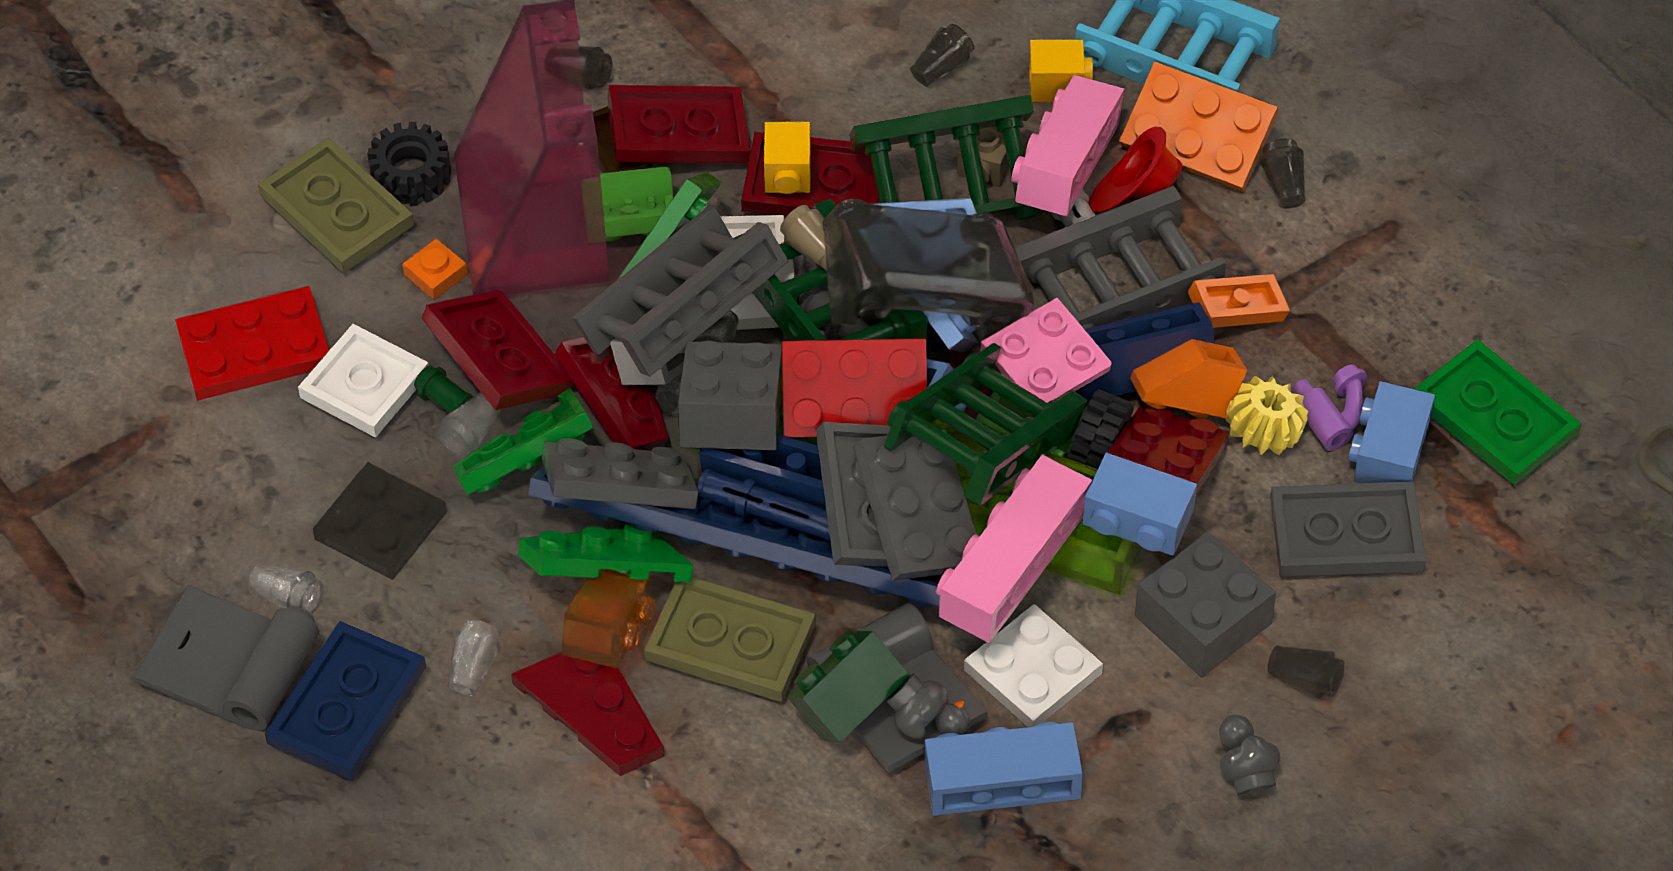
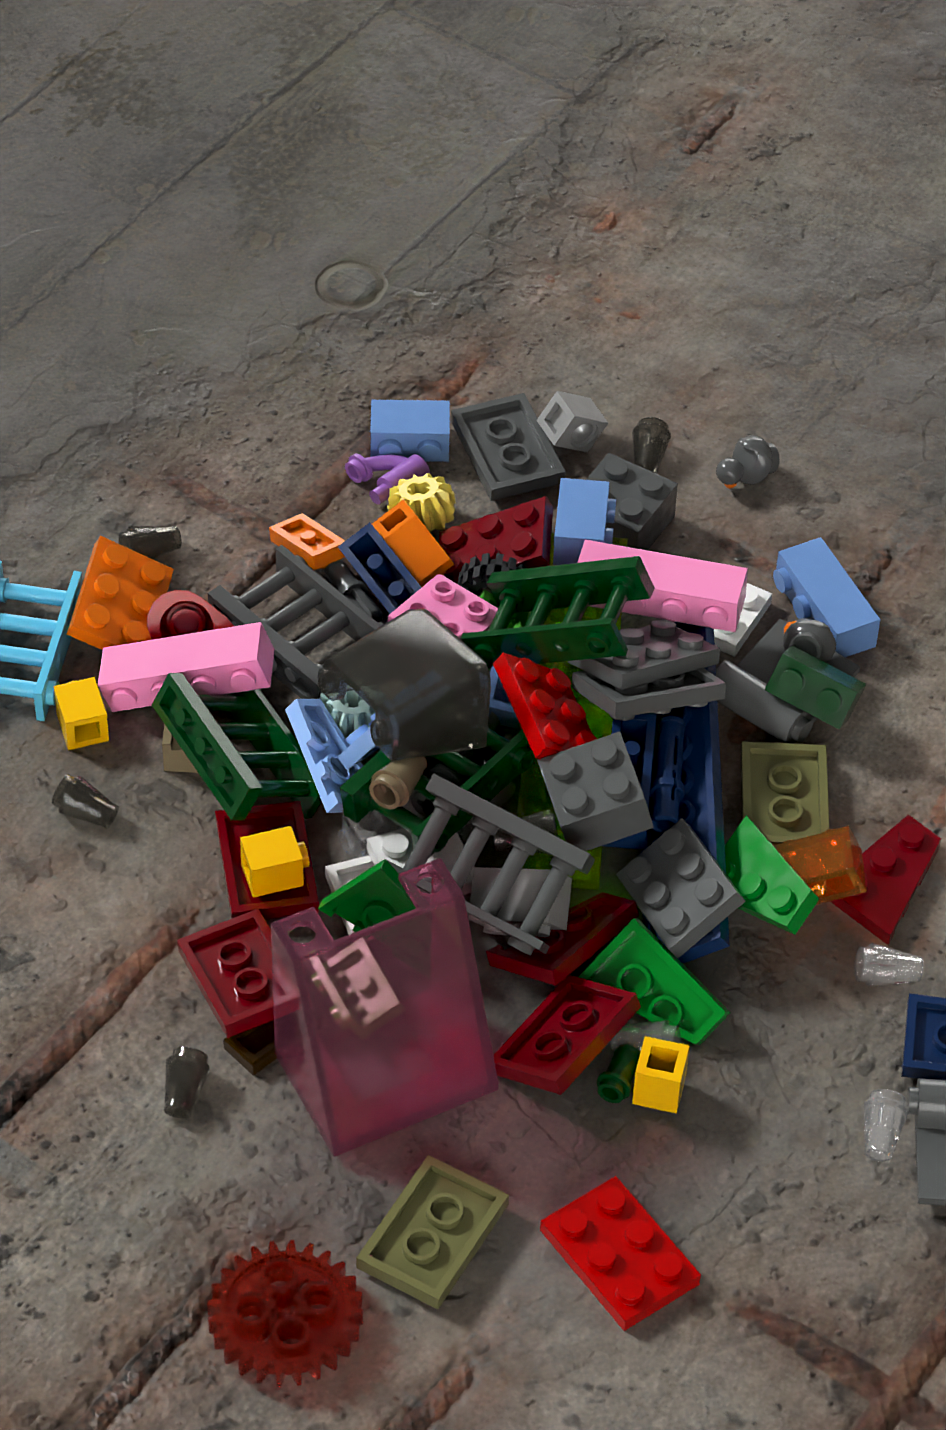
camera: 110 degrees left, 5 degrees down
(301, 81) = (251, 1293): none -> clear red gear
(363, 380) = (632, 1139): white plate -> none
(379, 520) = (774, 1085): clear smoke plate -> none
(410, 144) = (358, 1162): black tyre -> none
(412, 407) = (660, 1074): none -> yellow brick
(435, 269) = (474, 1131): orange plate -> none
(1357, 591) = (572, 421): none -> light grey brick
(1498, 412) = (352, 376): green plate -> none

